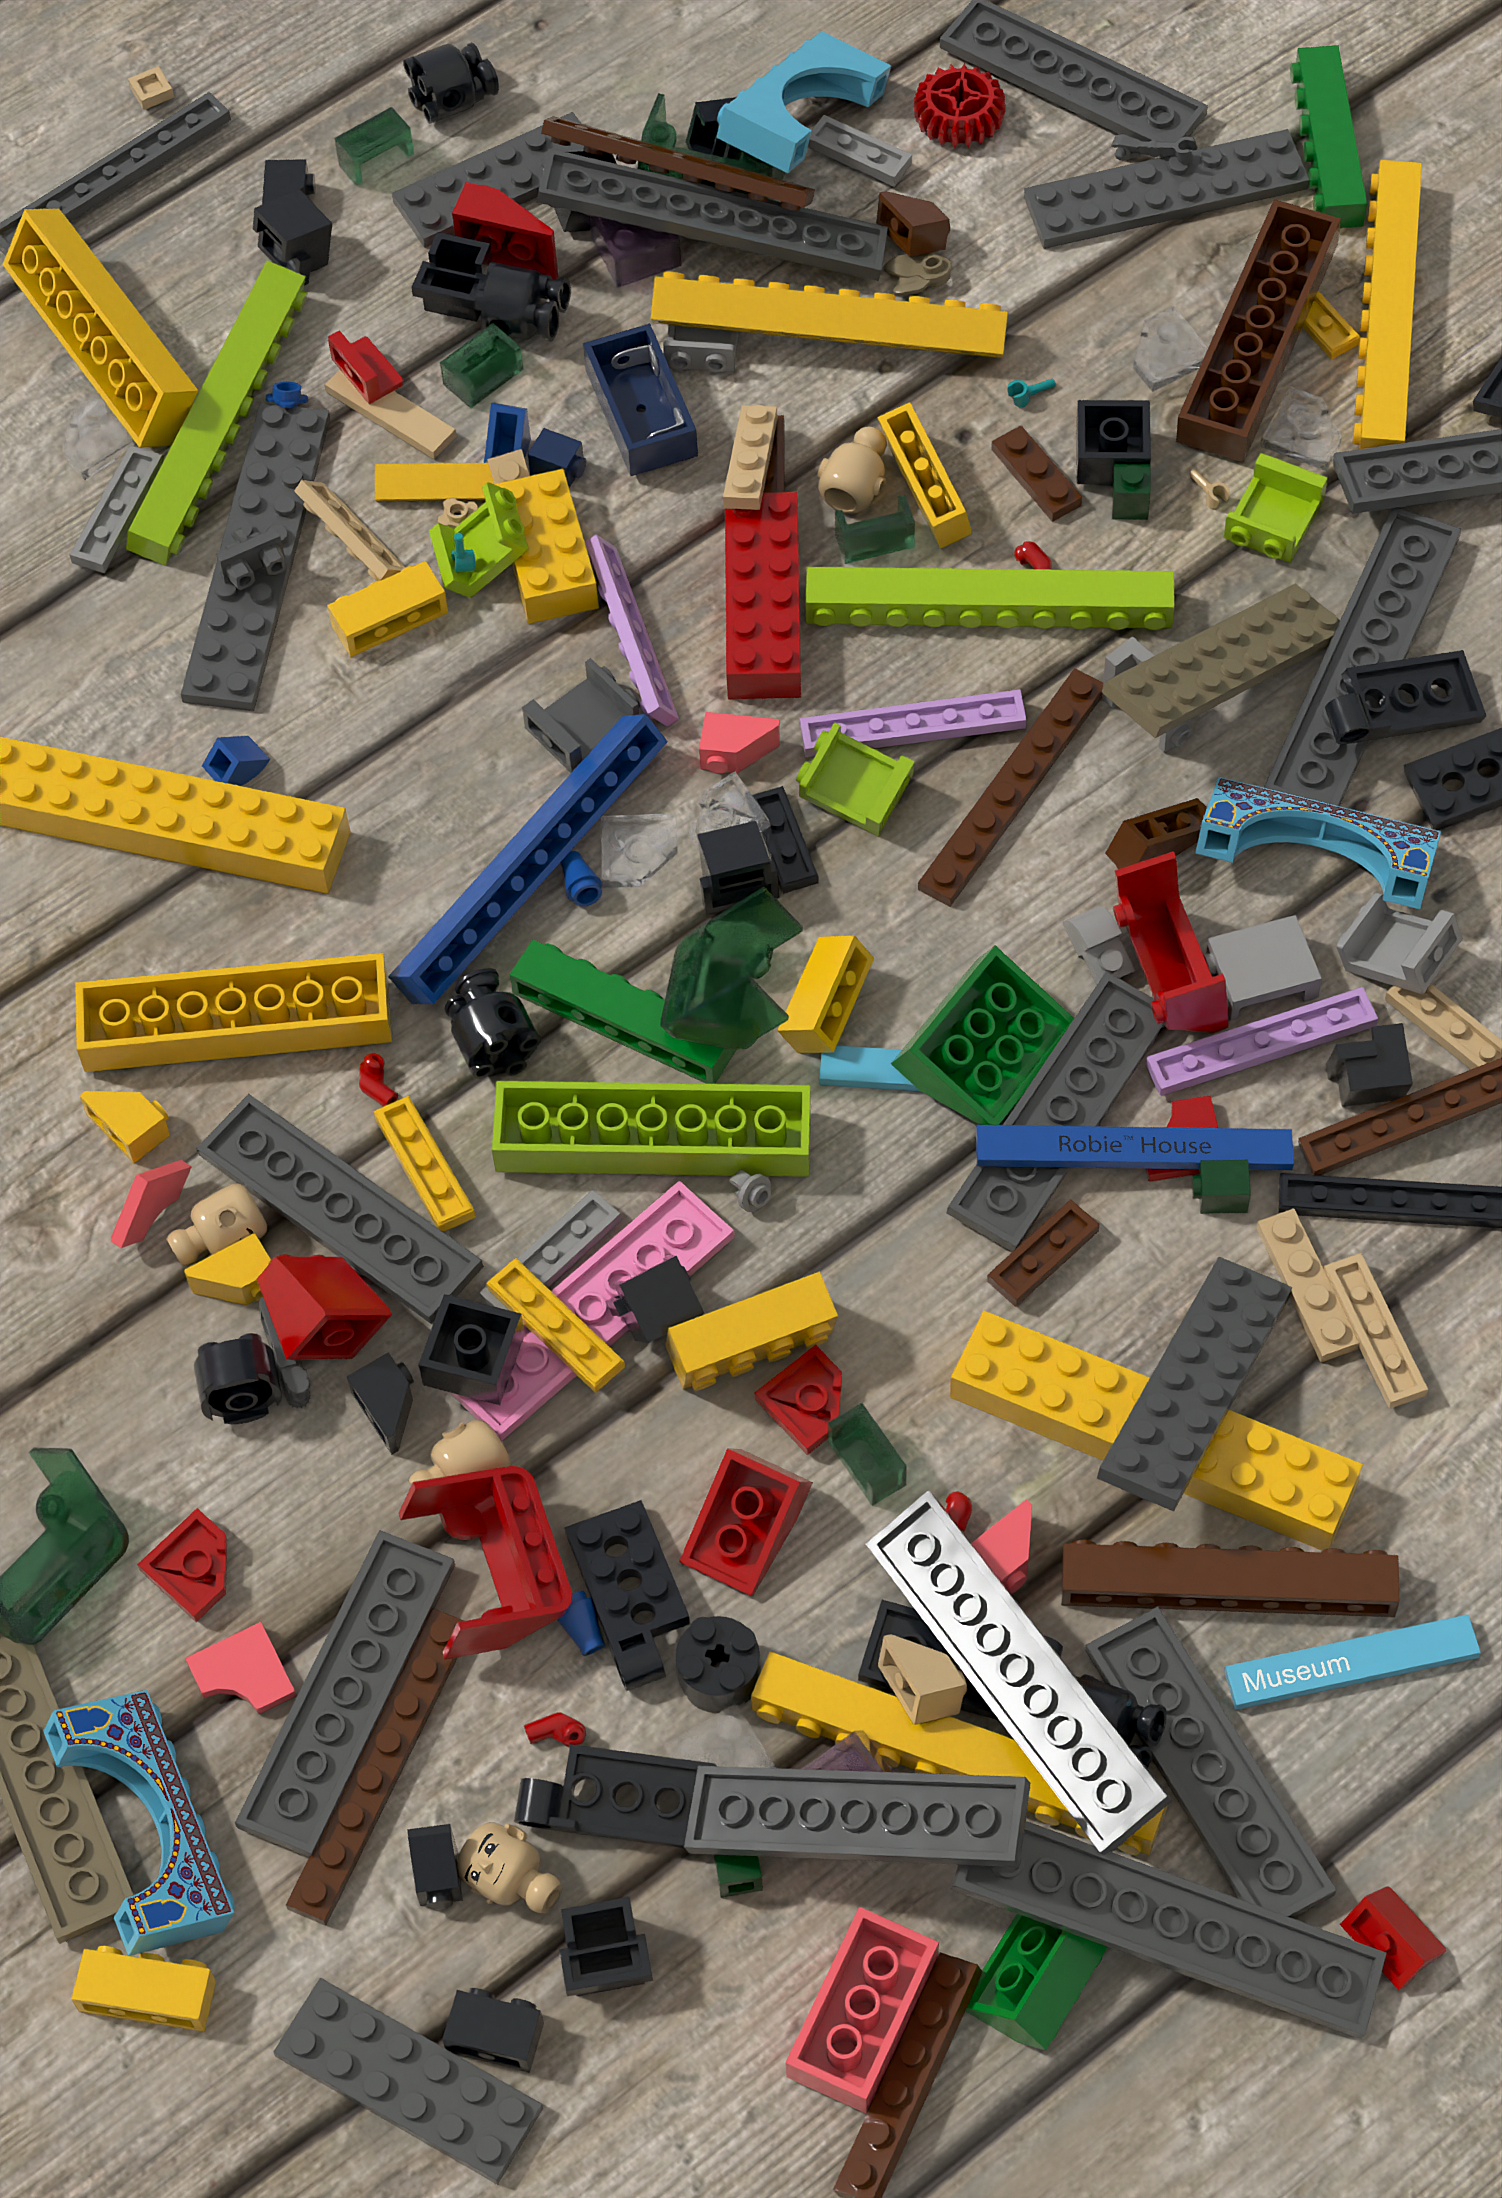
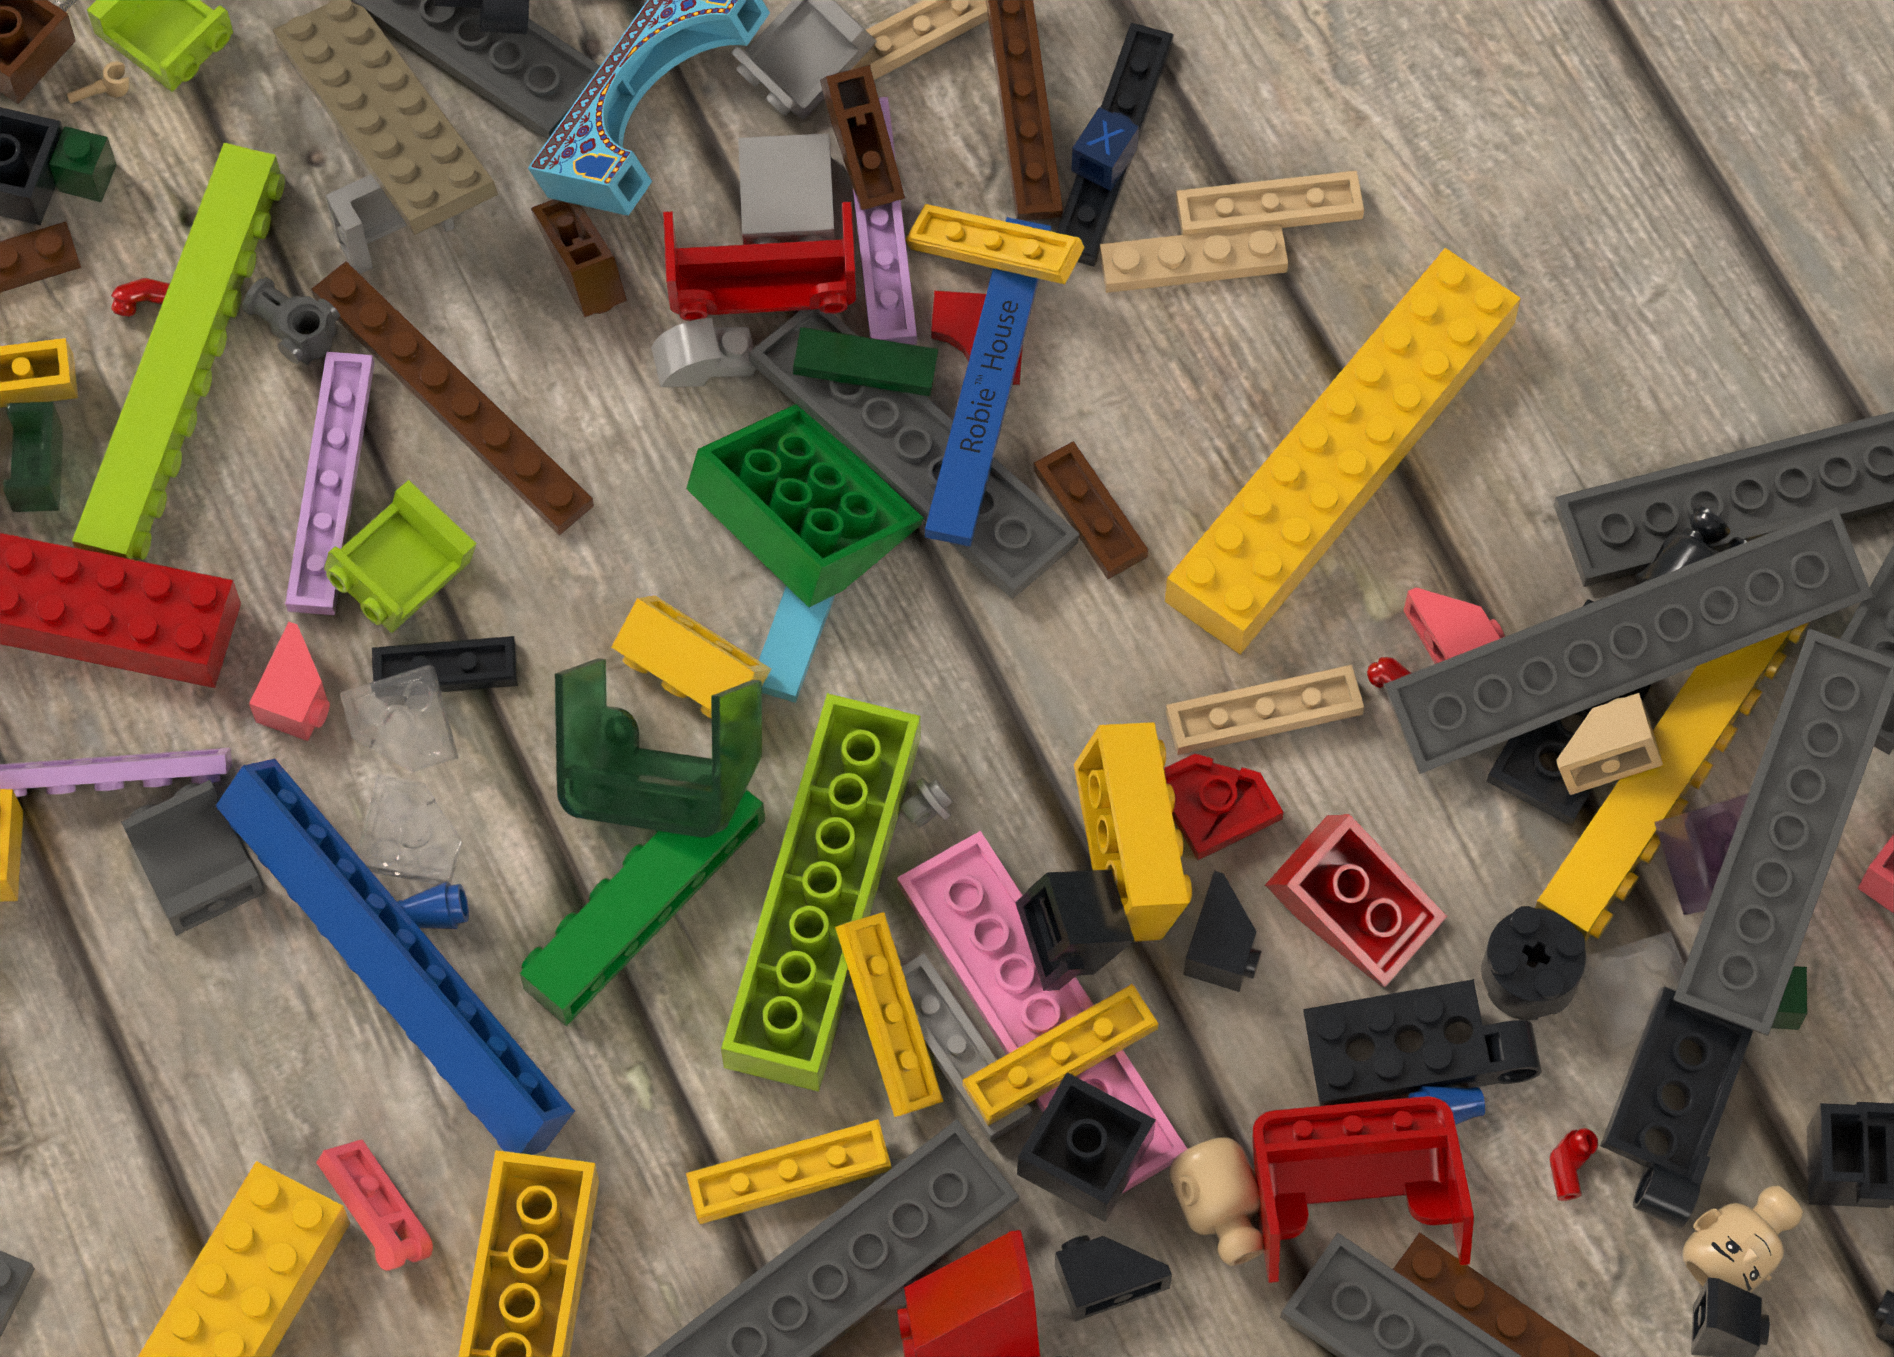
camera: 80 degrees left, 5 degrees up
(235, 760) = (118, 1301): blue brick -> none
(339, 898) = (375, 1205): none -> coral plate
(372, 1080) = (652, 1215): red arm -> none
(490, 1026) = (634, 1044): black piece -> none
(557, 1194) = (889, 1014): none -> yellow tile
(688, 1425) = (1222, 940): none -> black slope
(734, 866) = (485, 718): black plate -> none
(867, 1454) = (1306, 748): clear green panel -> none
(898, 1419) = (1264, 709): none -> tan plate
(1042, 660) = (291, 317): none -> dark grey connector
(1121, 1054) = (865, 361): none -> dark green tile
(1194, 1384) = (1317, 381): dark grey plate -> none
(1222, 1186) = (1057, 309): dark green brick -> none
(1230, 1579) = (1535, 424): reddish brown brick -> none
(1259, 1123) = (995, 243): none -> yellow tile
(1325, 1000) = (862, 136): none -> reddish brown slope
(1352, 1662) = (1650, 332): medium azure tile -> none
(1372, 1068) = (960, 113): black plate -> none
(1379, 1185) = (1105, 148): none -> dark blue brick

